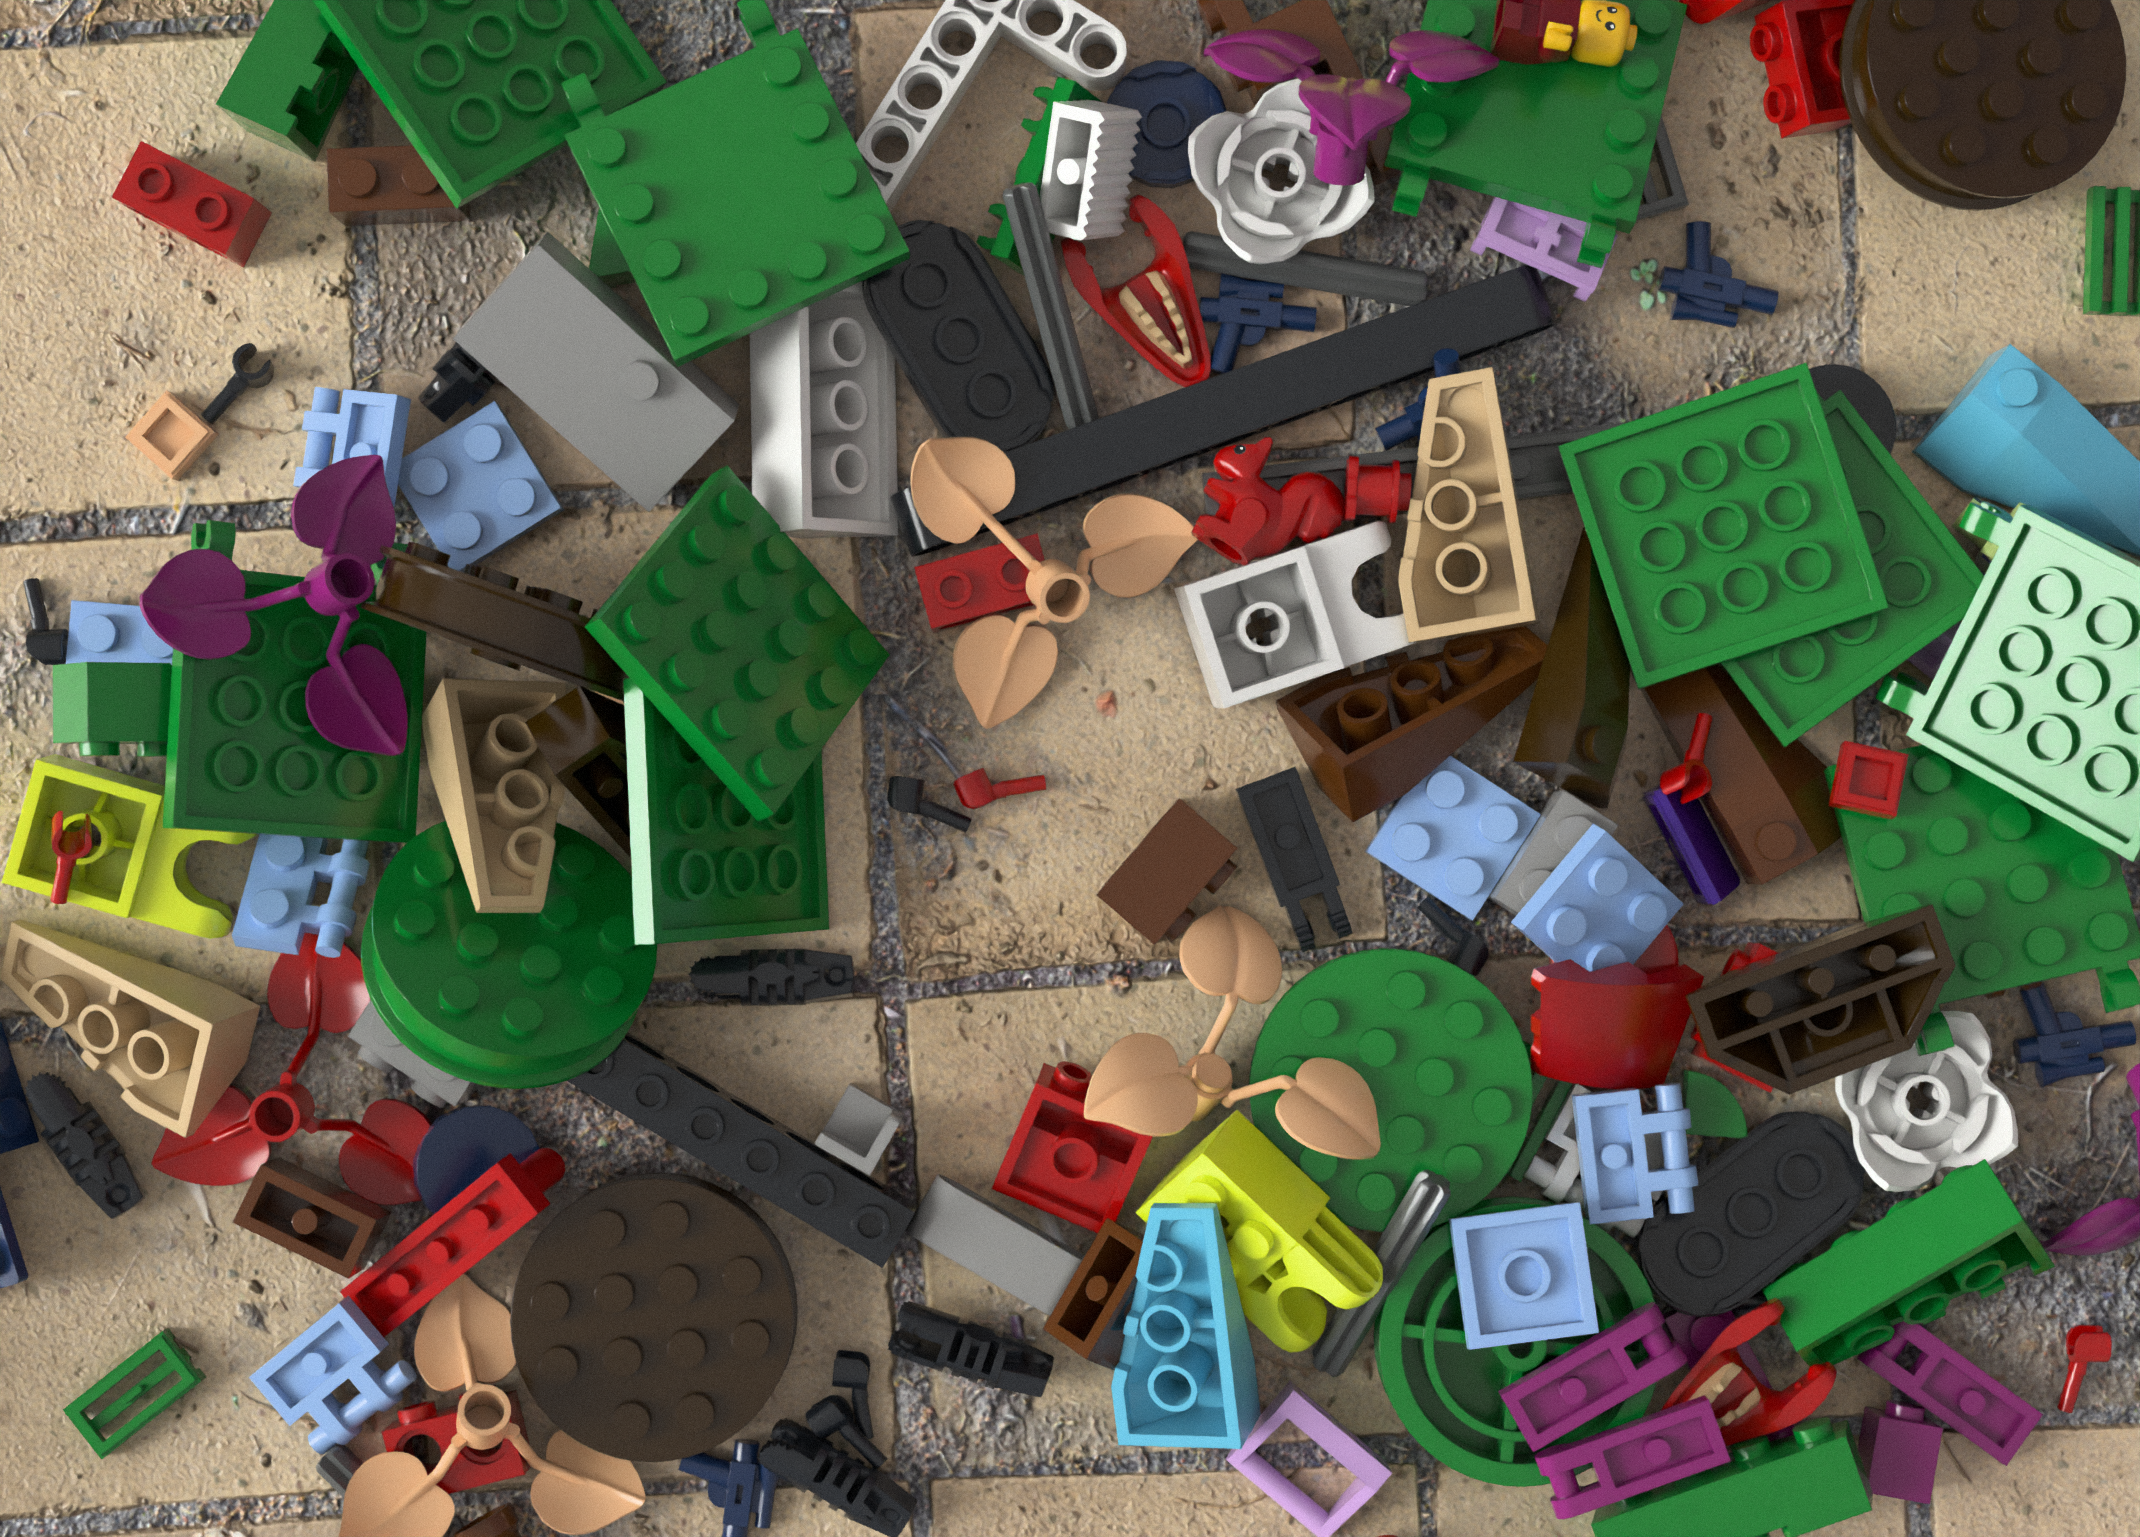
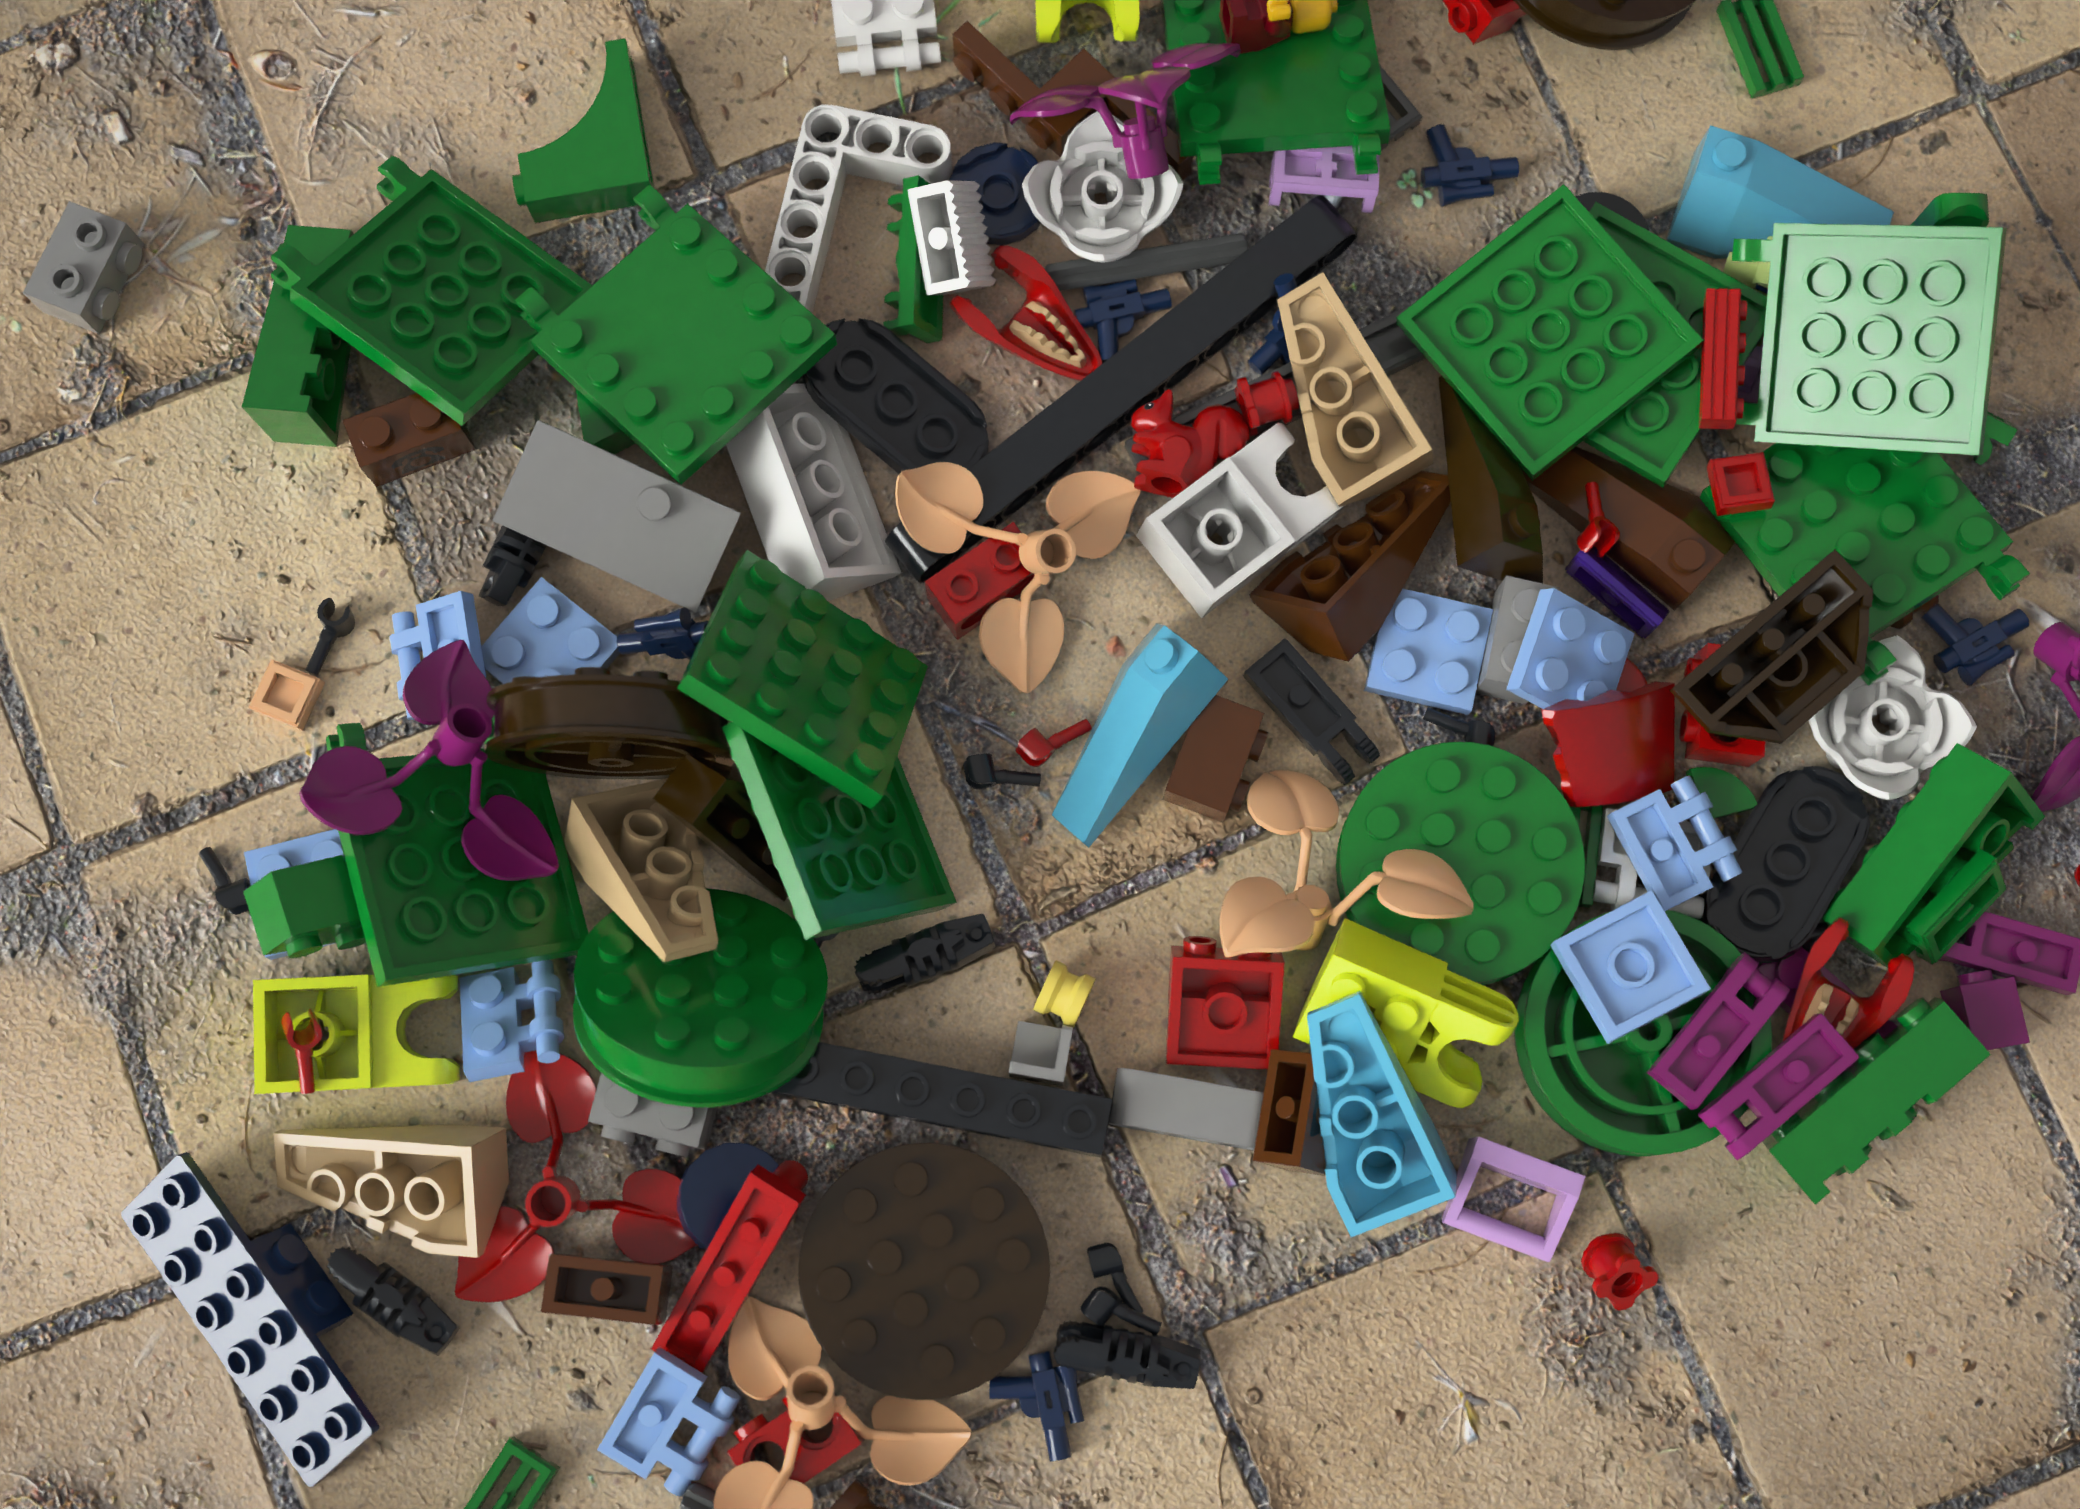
camera: 20 degrees left, 10 degrees down
(192, 204) = (247, 505): red brick -> none
(613, 524) = (664, 634): none -> dark blue piece
(908, 1075) = (1064, 994): none -> light yellow wheel
(969, 1350) = (1198, 1206): black hinge -> none
(1050, 304) = (958, 347): dark grey axle -> none
(1107, 799) = (1144, 715): none -> medium azure wedge
(1395, 1251) = (1518, 985): dark grey axle -> none
(1900, 633) = (1720, 359): none -> red piece
(1911, 1333) = (1956, 907): none -> green tile

